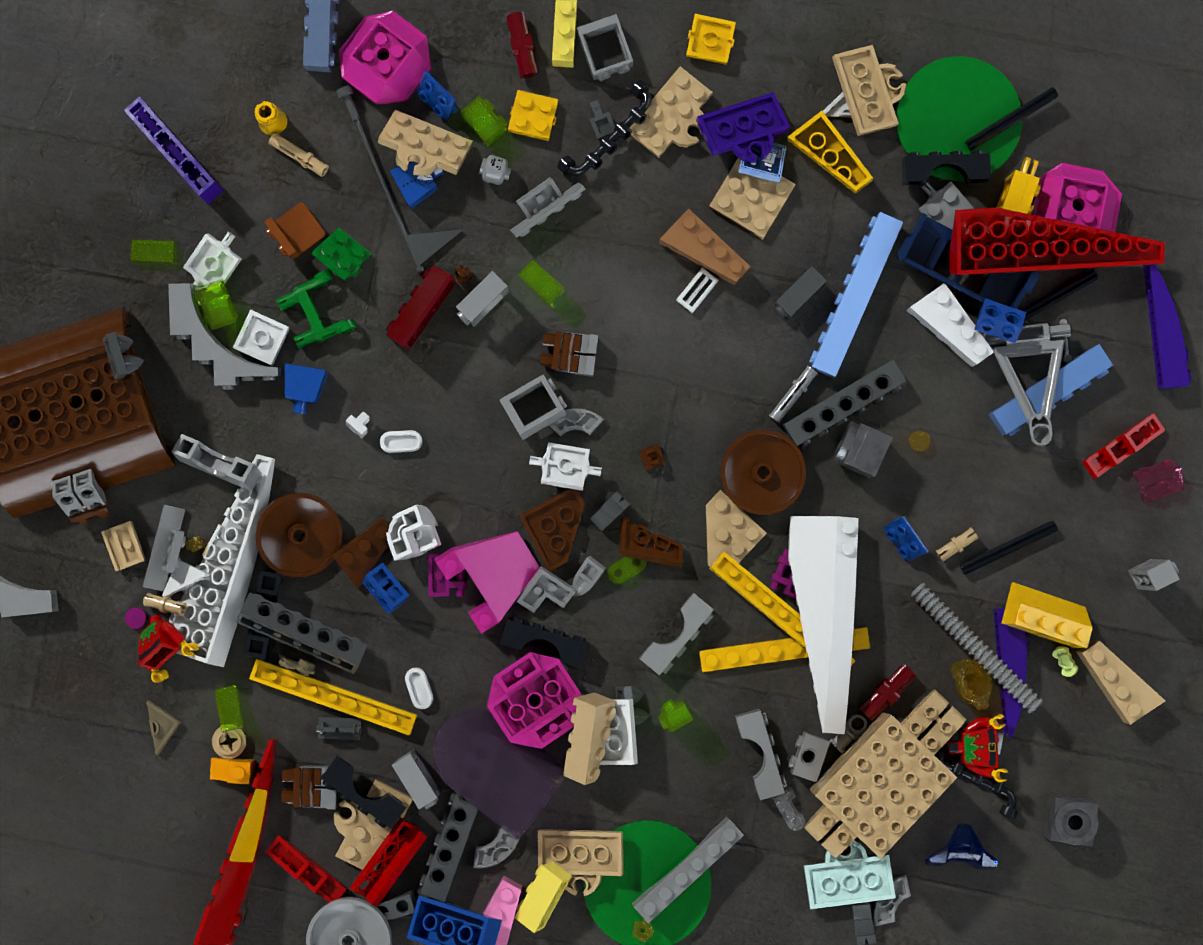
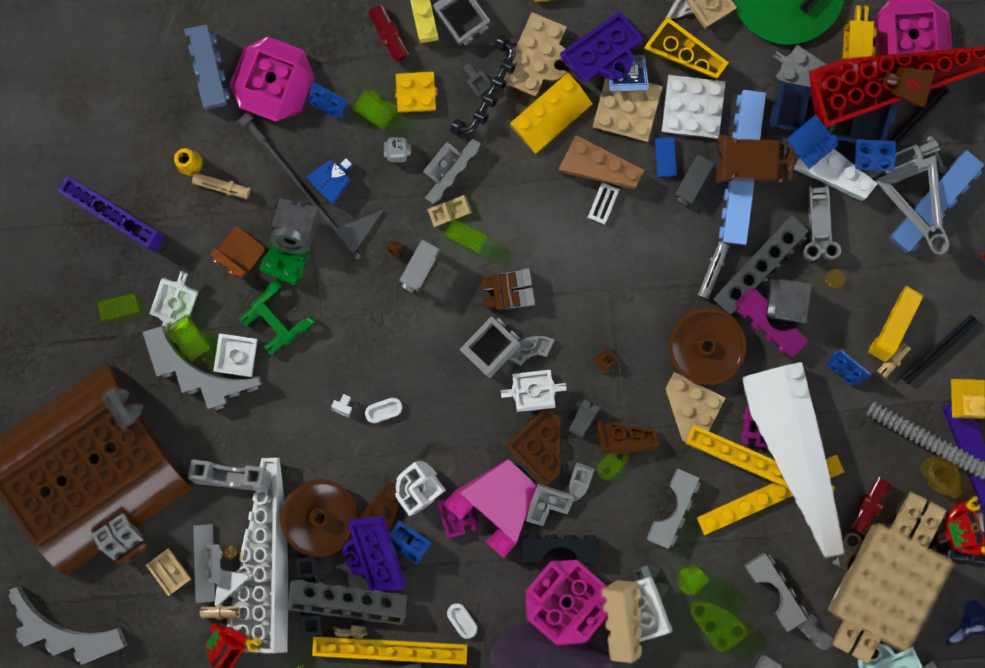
camera: 10 degrees left, 0 degrees up
(136, 617) = (197, 631): magenta tile -> none
(303, 385) = (284, 386): blue torso -> none
(345, 590) = (374, 554): none -> dark purple plate
(361, 219) = (293, 227): none -> flat silver piece
(421, 308) = (367, 289): dark red slope -> none
(423, 144) = (328, 145): tan plate -> none
(527, 250) = (449, 210): none -> tan slope
(669, 178) = (551, 113): none -> yellow slope
(695, 772) = (724, 623): none -> clear neon green beam
(777, 260) = (665, 157): none -> blue tile
(809, 769) = (823, 592): light grey brick -> none
(822, 215) = (693, 106): none -> white plate
(824, 445) = (754, 307): none -> magenta arch
(869, 289) = (753, 160): none -> reddish brown piece
(920, 379) = (820, 224): none -> light grey piece
(937, 287) = (812, 141): none -> blue hinge
(970, 508) = (896, 325): none -> yellow beam
(972, 167) = (812, 27): black arch -> none
(1060, 256) = (911, 84): none -> reddish brown torso

